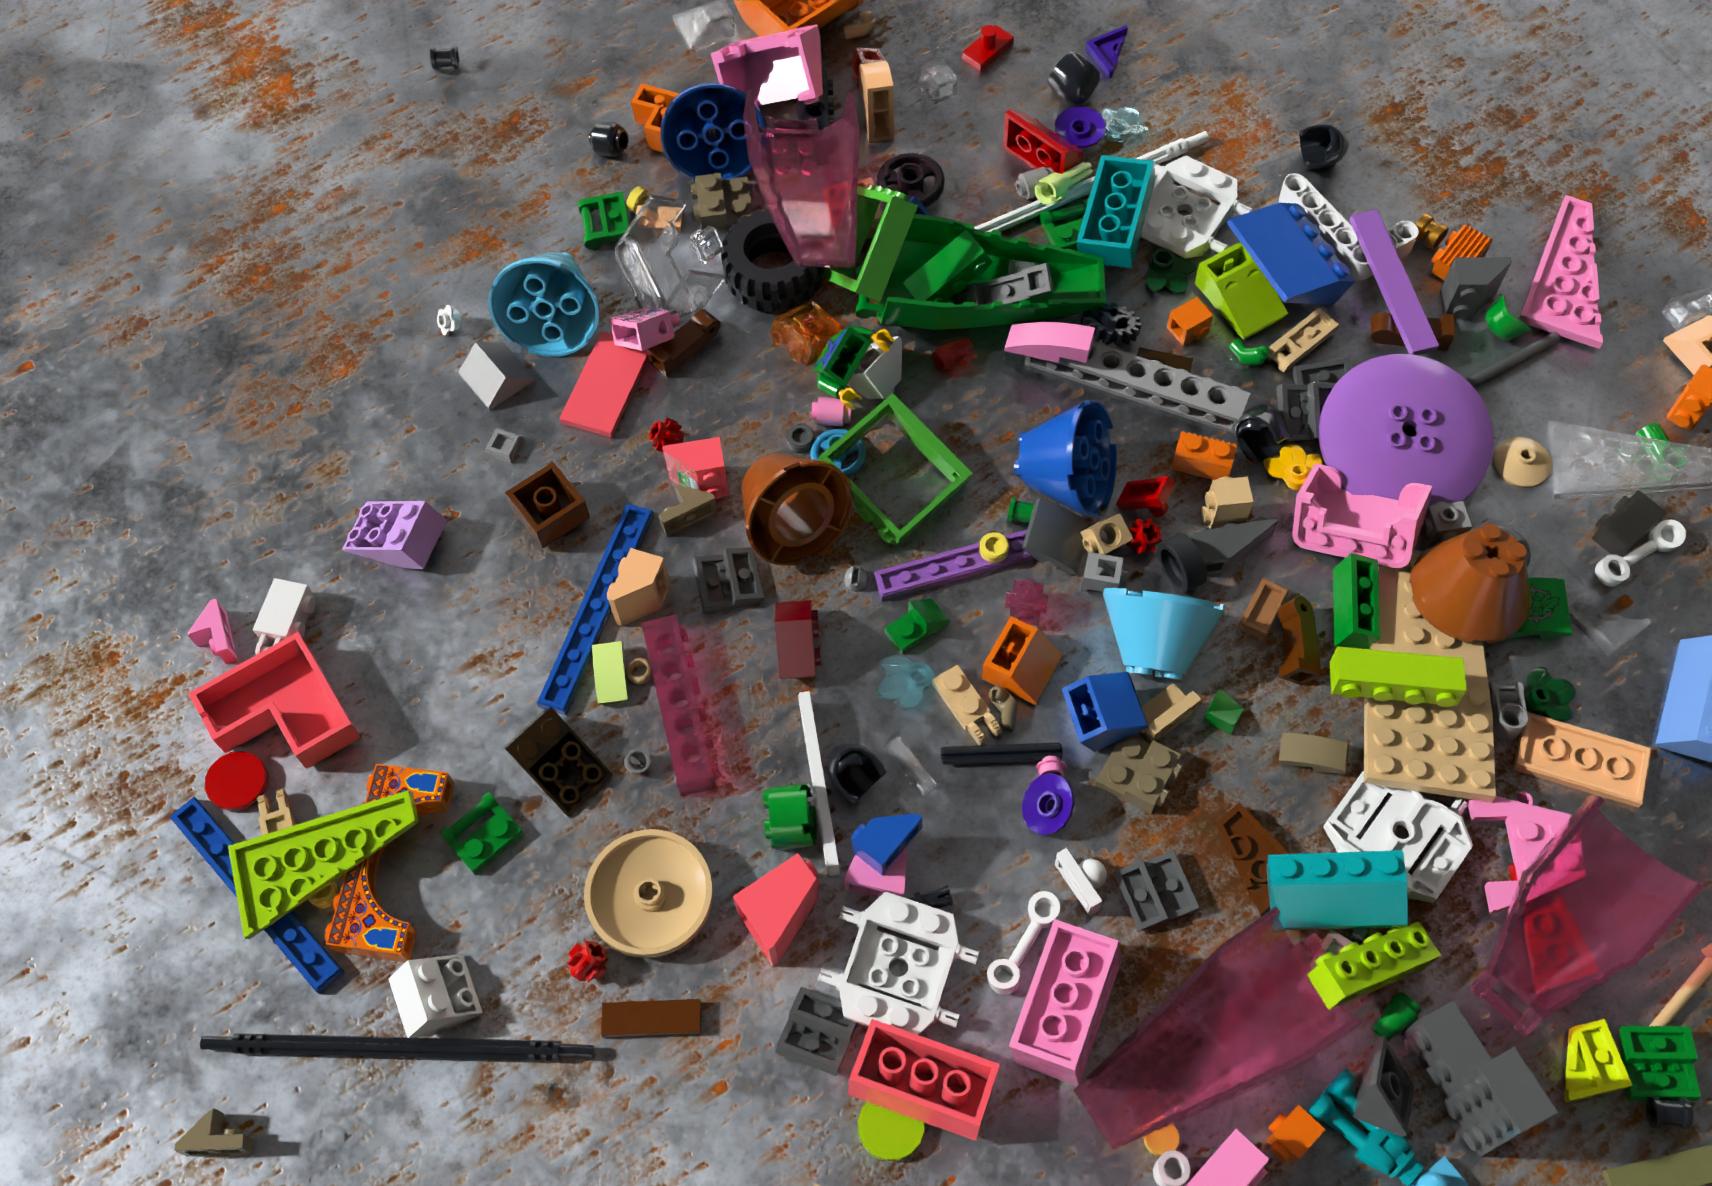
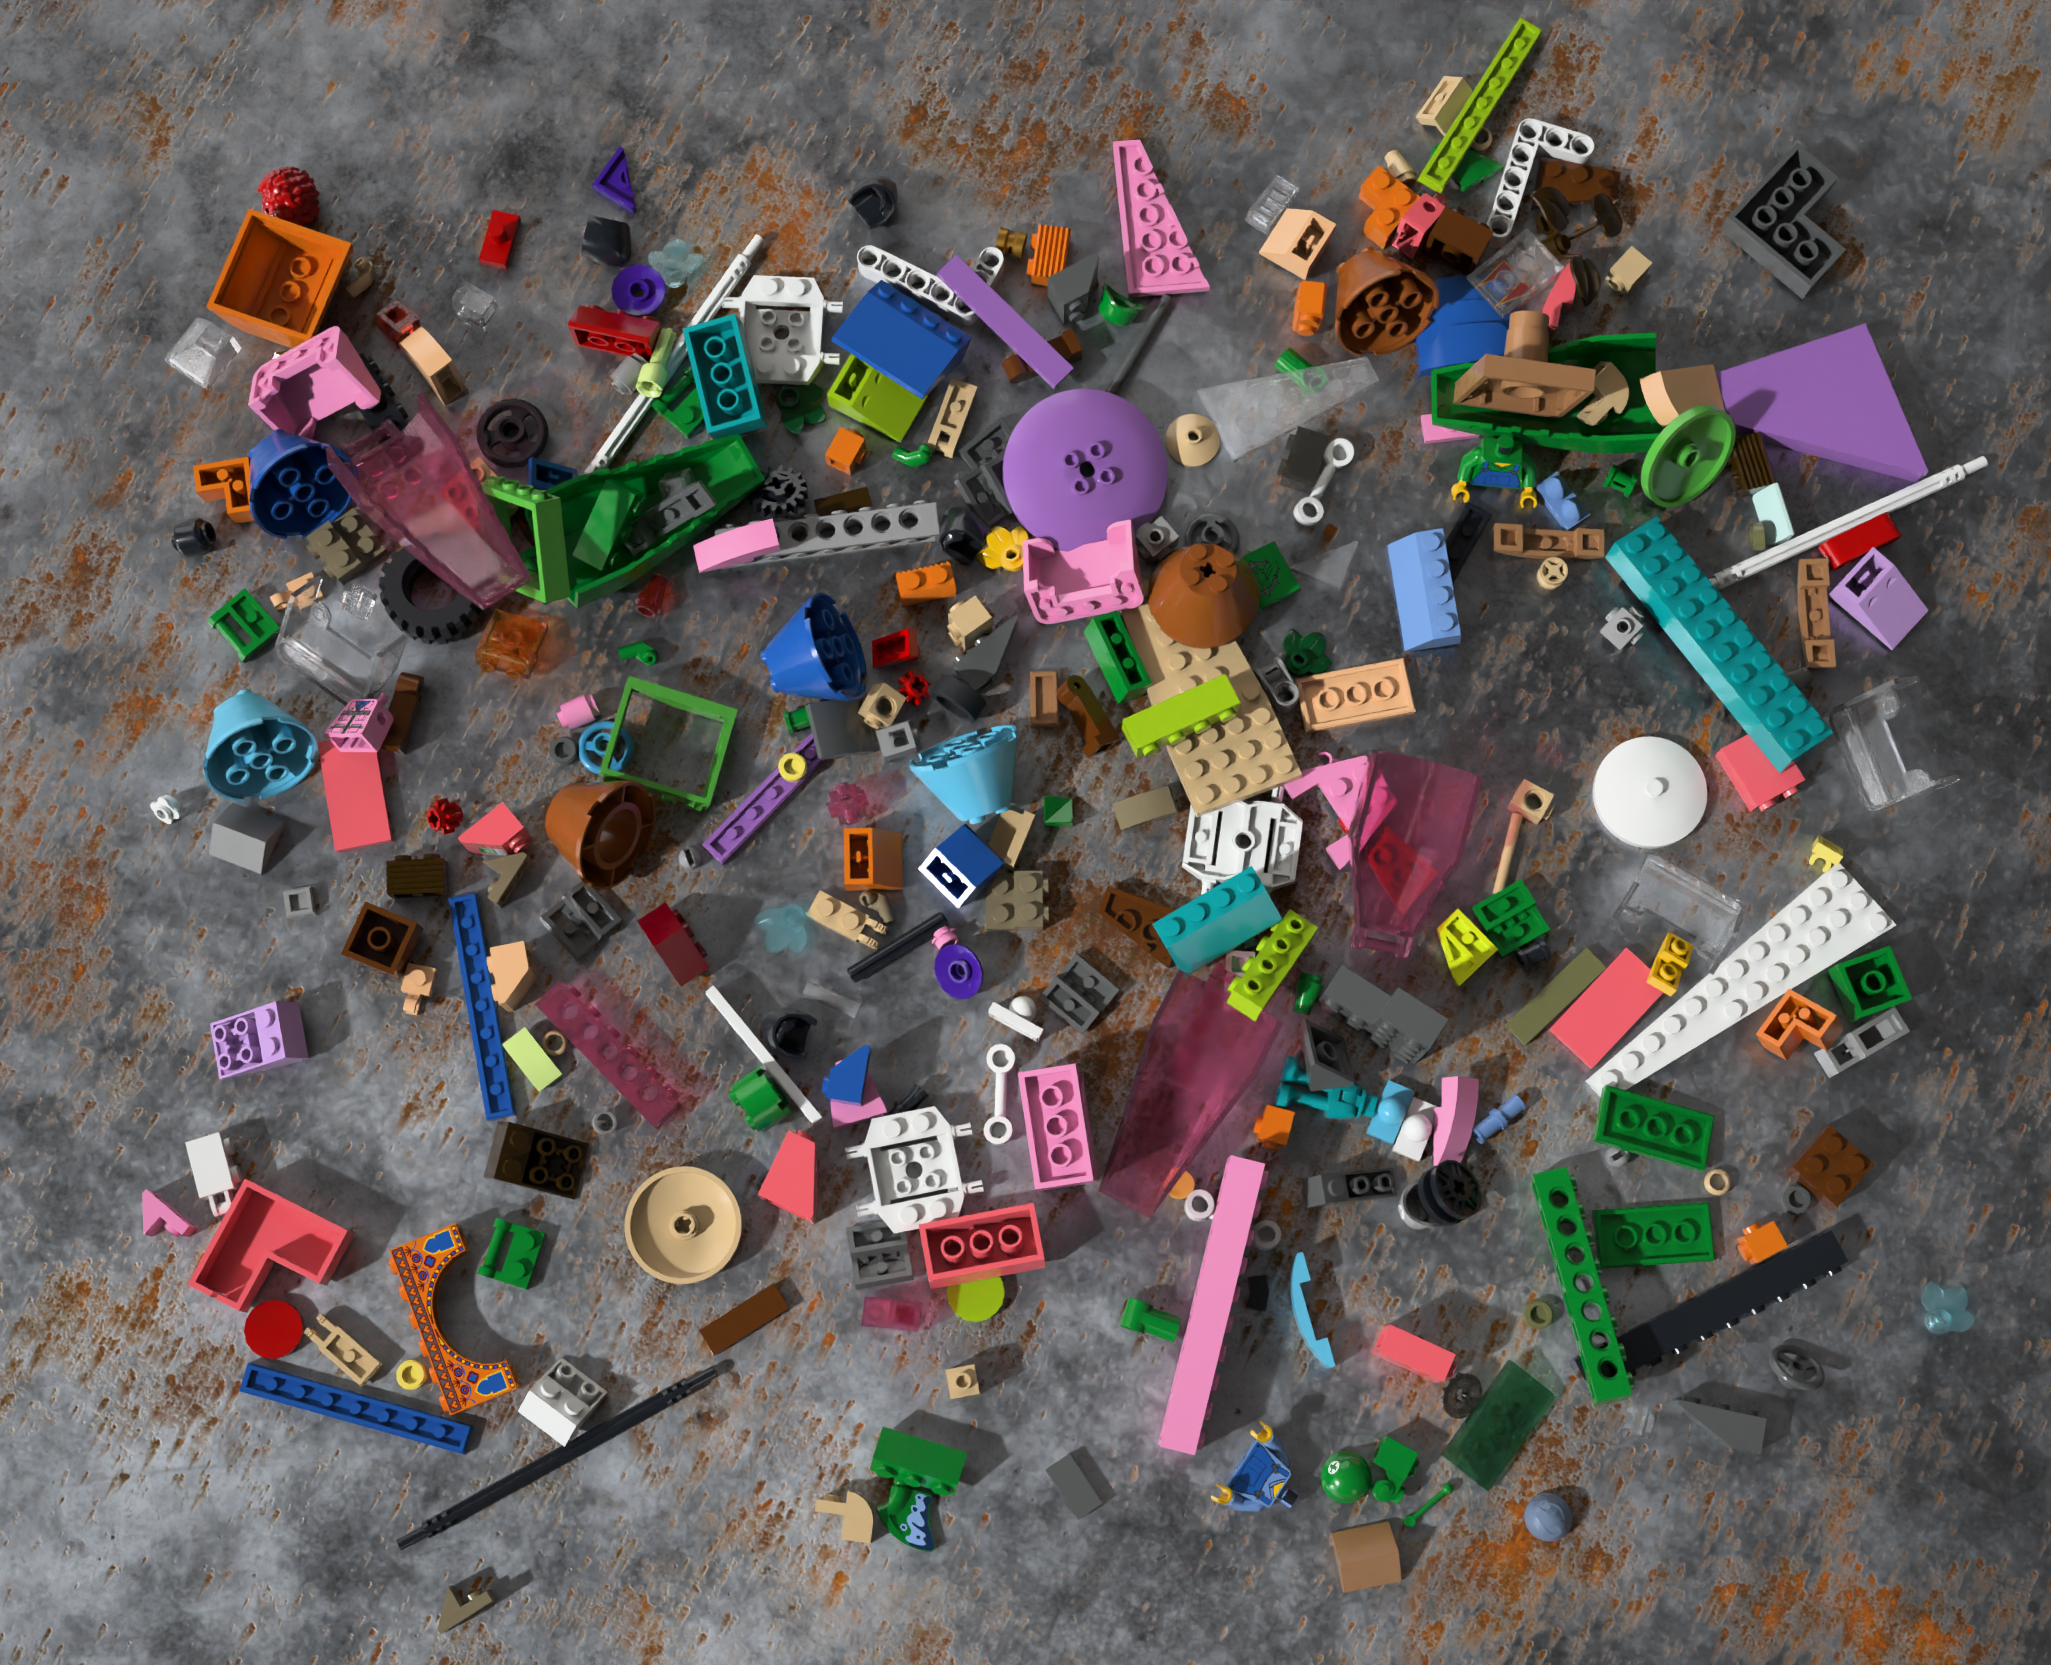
camera: 35 degrees left, 15 degrees up
(297, 862) = (382, 1365): lime wing -> none
(553, 559) = (417, 983): none -> light nougat plate
(587, 961) = (667, 1306): red gear -> none
(611, 472) = (417, 876): none -> dark brown brick
(637, 197) = (264, 588): light yellow tile -> none
(796, 1097) = (892, 1314): none -> clear pink slope
(842, 358) = (561, 661): green torso -> none
(878, 371) = (590, 647): white slope -> none
(915, 391) = (641, 651): none -> green arm
(920, 622) = (765, 872): green slope -> none

